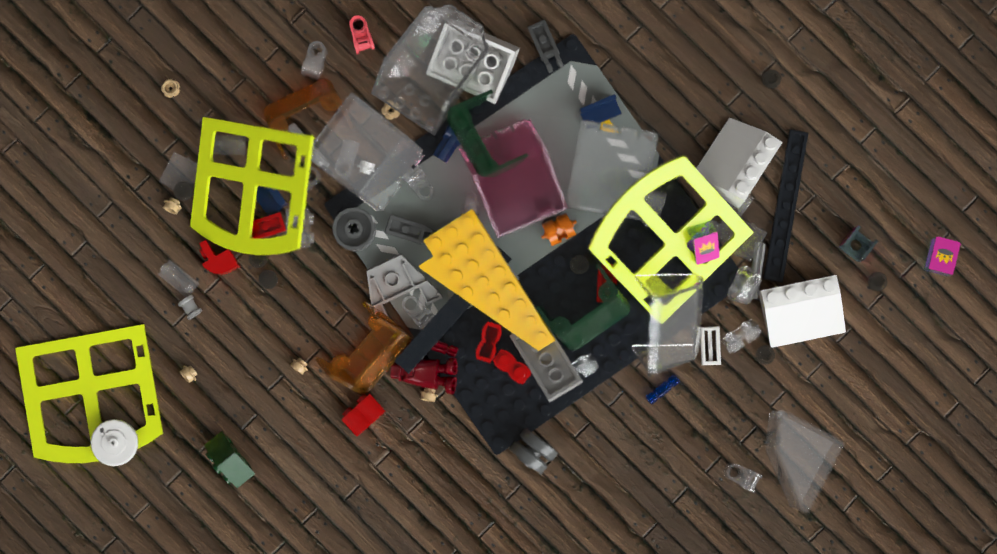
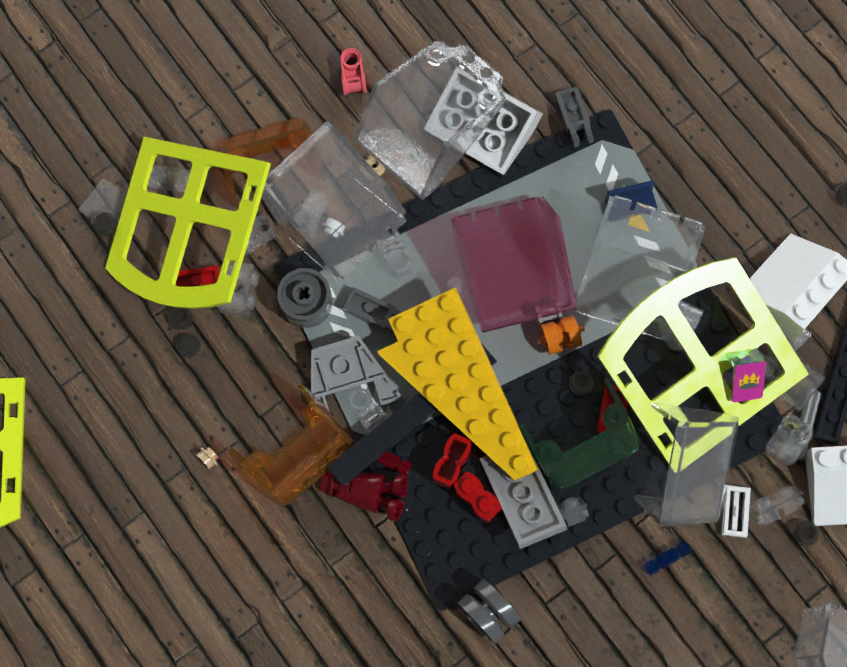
camera: 10 degrees right, 10 degrees down
(170, 83) = (114, 98): tan plate -> none
(172, 206) = (87, 240): tan plate -> none
(178, 278) = (77, 328): clear hinge -> none
(188, 373) = (66, 447): tan plate -> none
(190, 307) = (84, 364): light grey bush -> none
(220, 264) = (130, 317): red brick -> none
(228, 460) = (93, 564): dark green brick -> none
(270, 199) = (206, 245): dark blue panel -> none
(314, 64) = (290, 98): clear piece -> none
(363, 414) = (276, 532): red brick -> none
(428, 395) = (364, 519): tan plate -> none
(447, 145) = (443, 208): dark blue piece -> none
(462, 126) = (456, 176): clear green windscreen -> none

